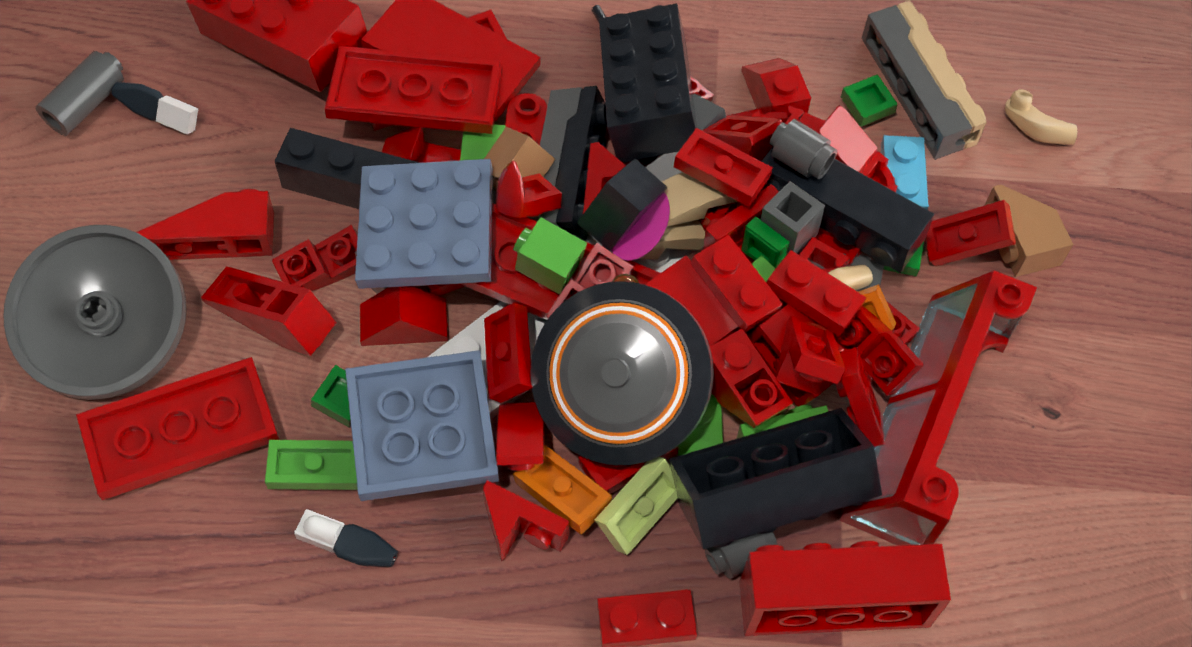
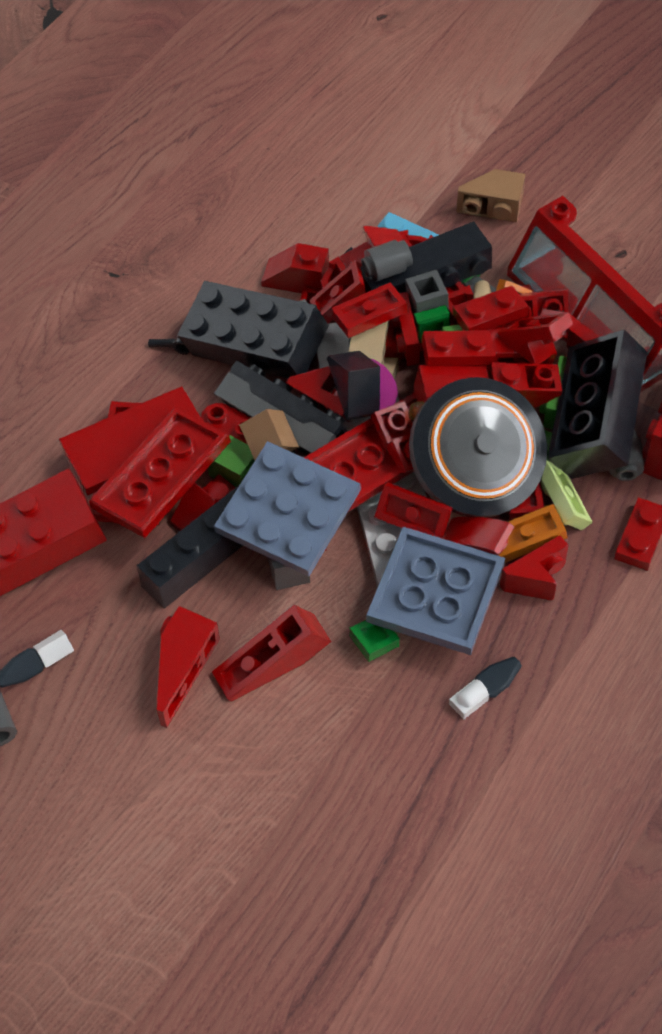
camera: 55 degrees left, 5 degrees down
(94, 312) = (206, 767): dark grey dish -> none
(176, 428) = (333, 757): red plate -> none
(311, 465) = (418, 678): bright green plate -> none
(319, 264) = (250, 603): red slope -> none
(403, 317) = (331, 577): red slope -> none
(525, 195) = (306, 436): red plate -> none
(548, 254) = (366, 443): bright green brick -> none
(869, 100) = (340, 226): green plate -> none
(923, 79) = (344, 188): dark grey piece -> none
(970, 233) = (486, 211): red plate -> none
(1037, 124) = (416, 151): tan arm -> none

